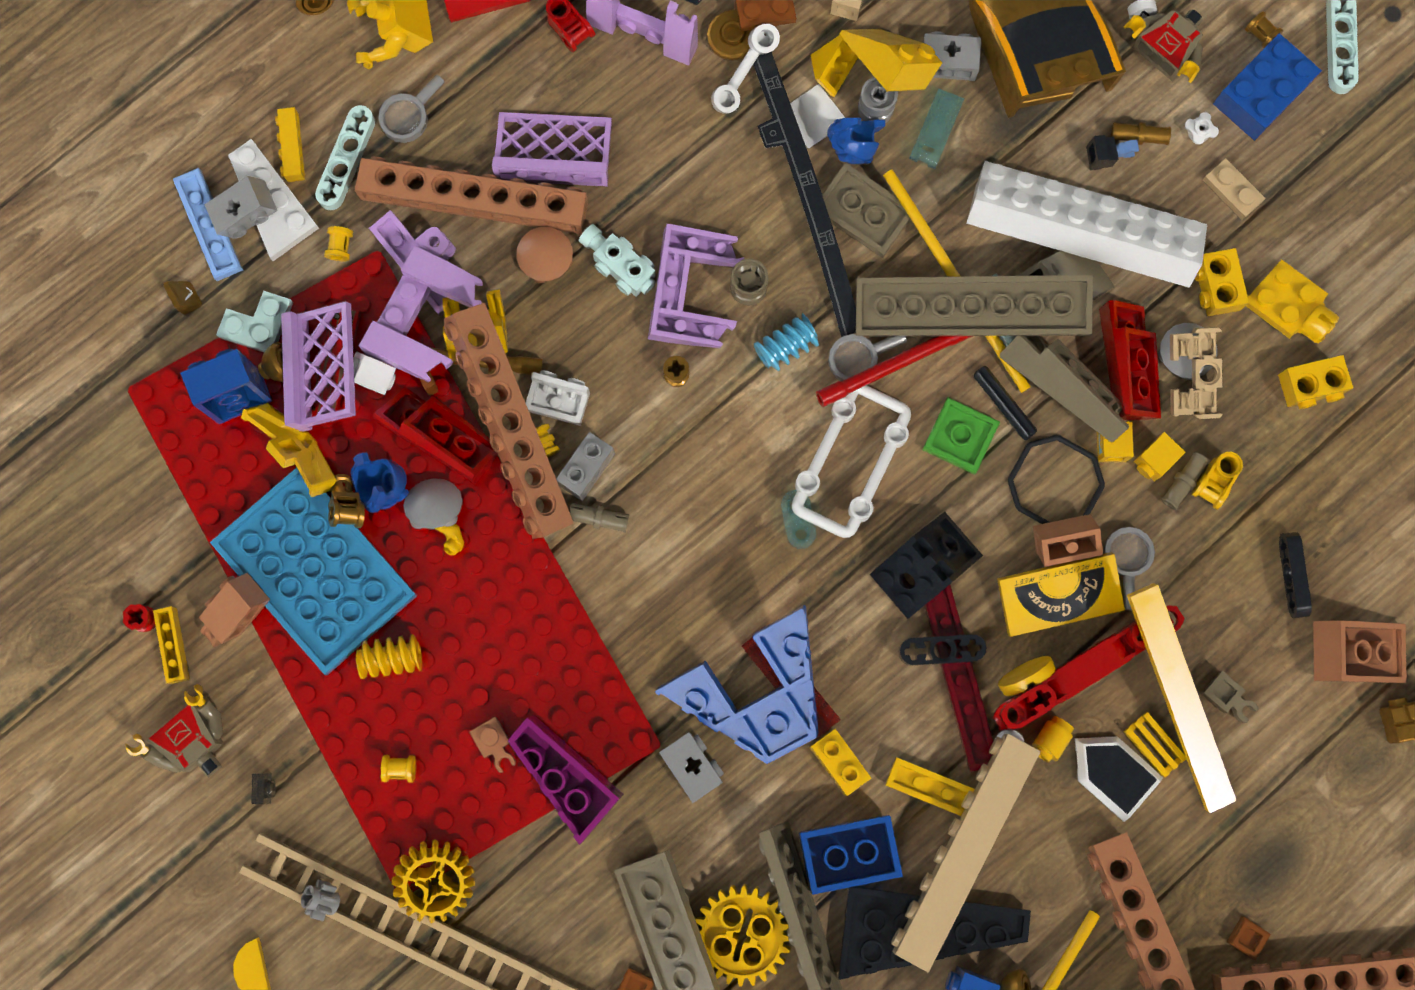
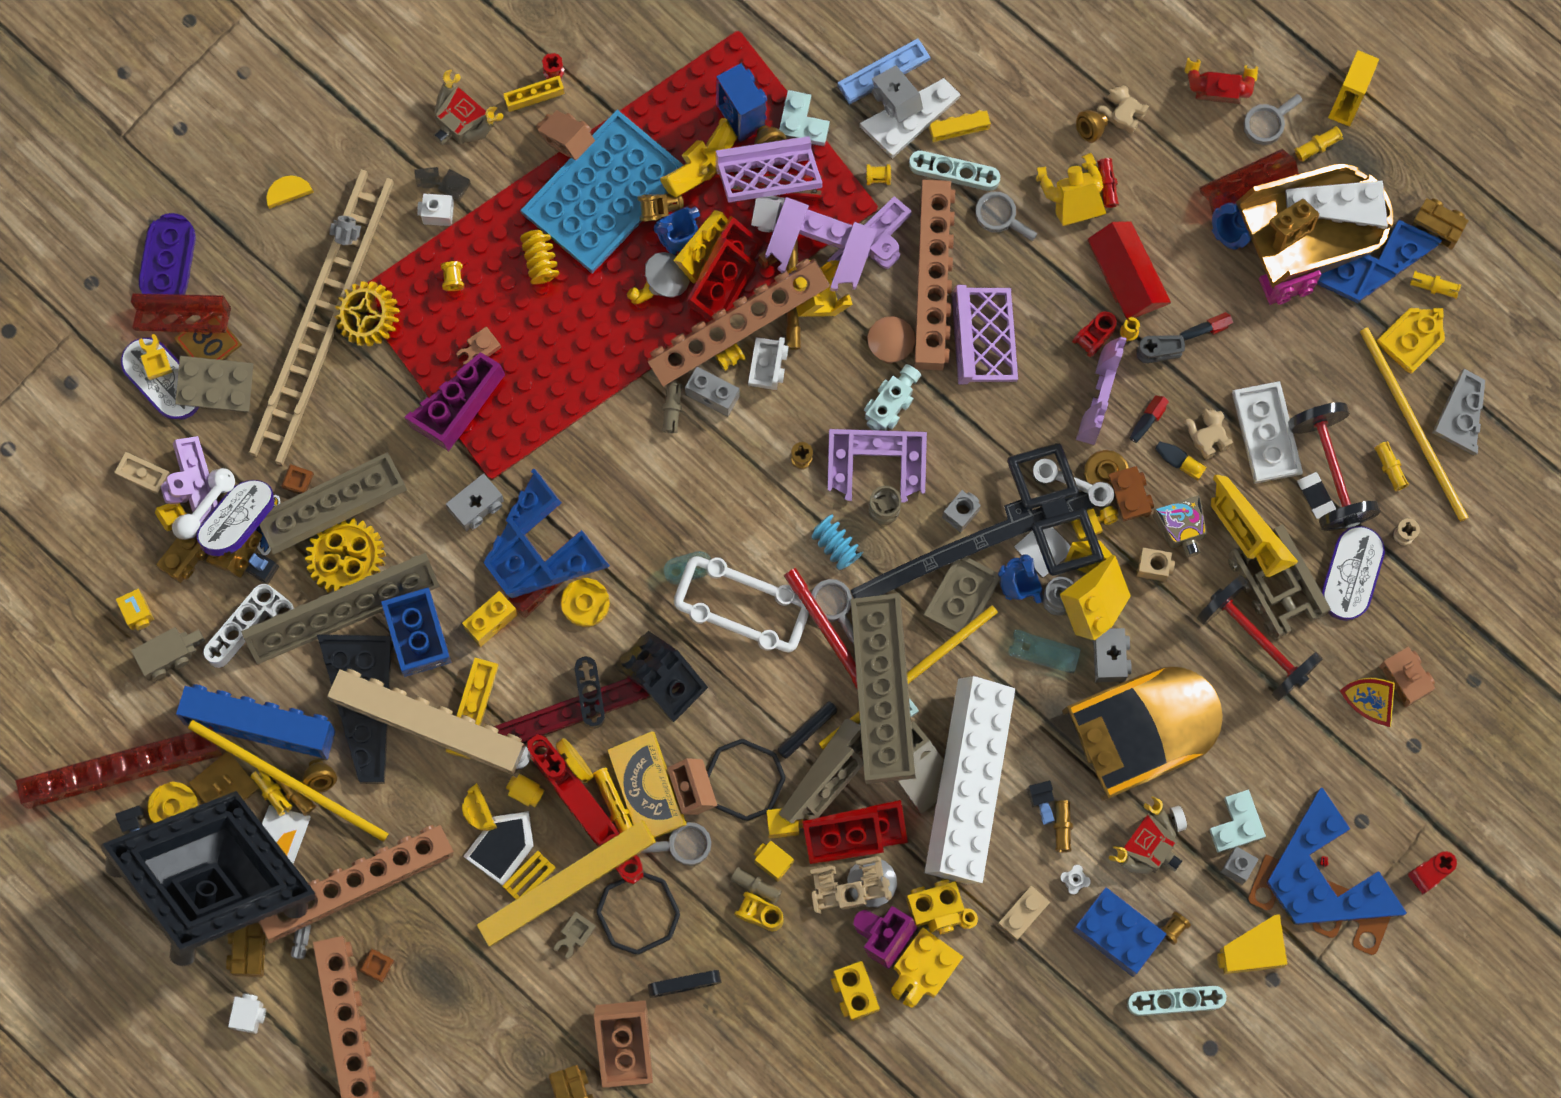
camera: 80 degrees right, 5 degrees down
(183, 296) = (819, 60): pearl gold slope -> none
(276, 756) = (454, 185): none -> clear smoke plate
(306, 782) = (436, 209): none -> white brick
(403, 455) = (698, 249): none -> yellow wing
(763, 209) = (958, 520): none -> light grey brick
(776, 91) = (1055, 509): none -> black bar
(790, 63) = (1108, 516): none -> yellow plate
(831, 645) = (585, 602): none -> yellow tile
(961, 436) = (775, 696): bright green tile -> none
(1071, 800) = (476, 810): none -> yellow tile
(1089, 630) = (618, 812): none -> yellow pin
(1242, 607) = (649, 946): none -> black piece
(1249, 271) = (946, 923): none -> yellow plate
(1255, 339) = (885, 935): none -> magenta brick

